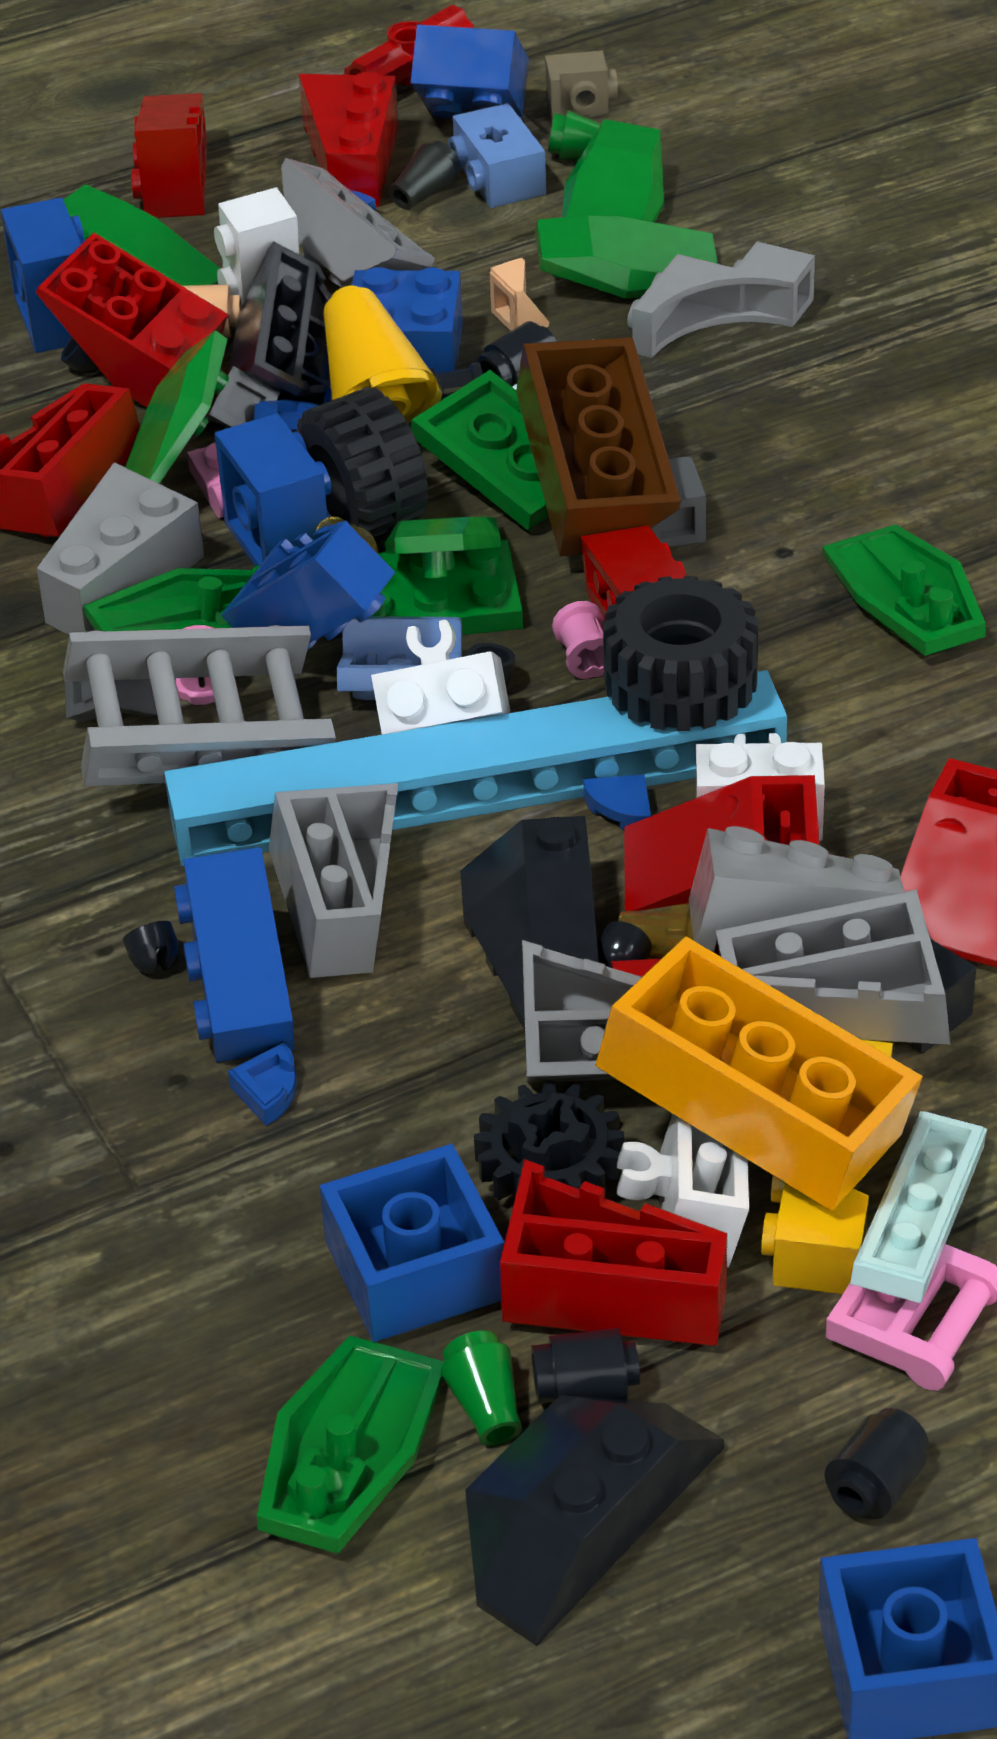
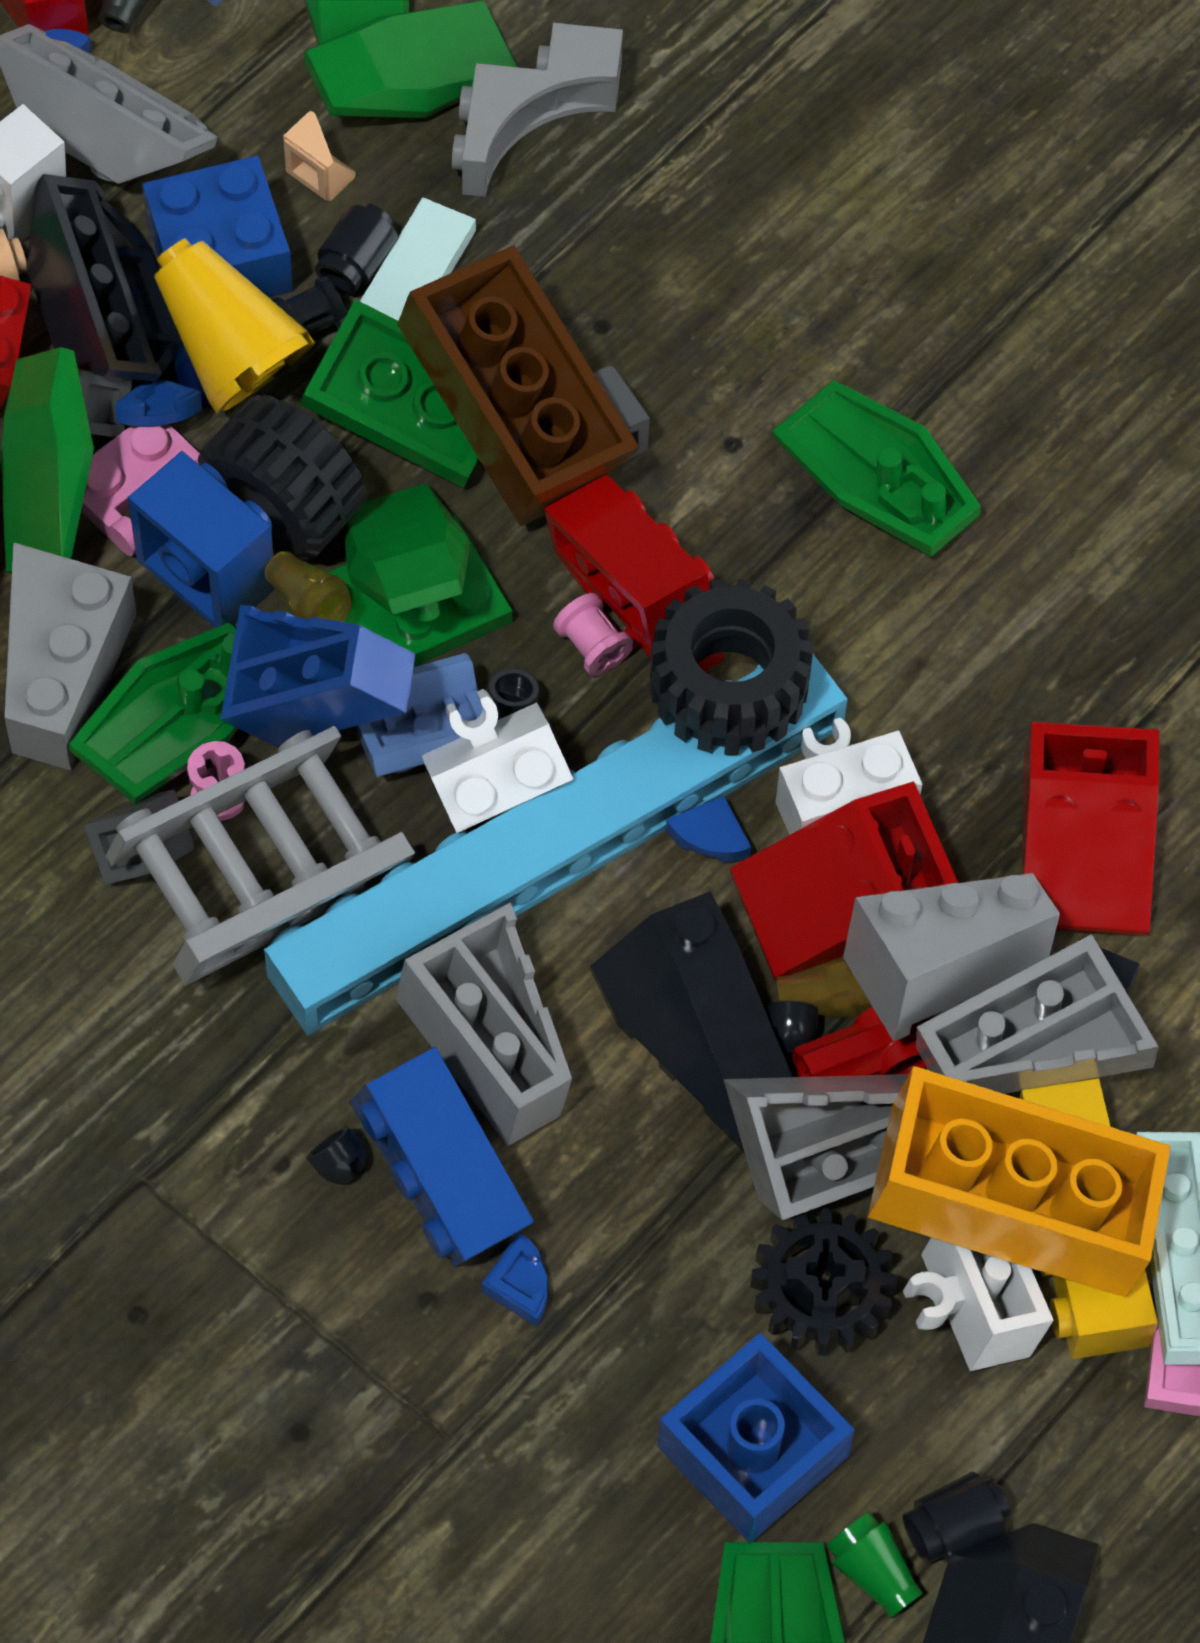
camera: 25 degrees left, 20 degrees up
(607, 1266) = (939, 1405): red wedge -> none

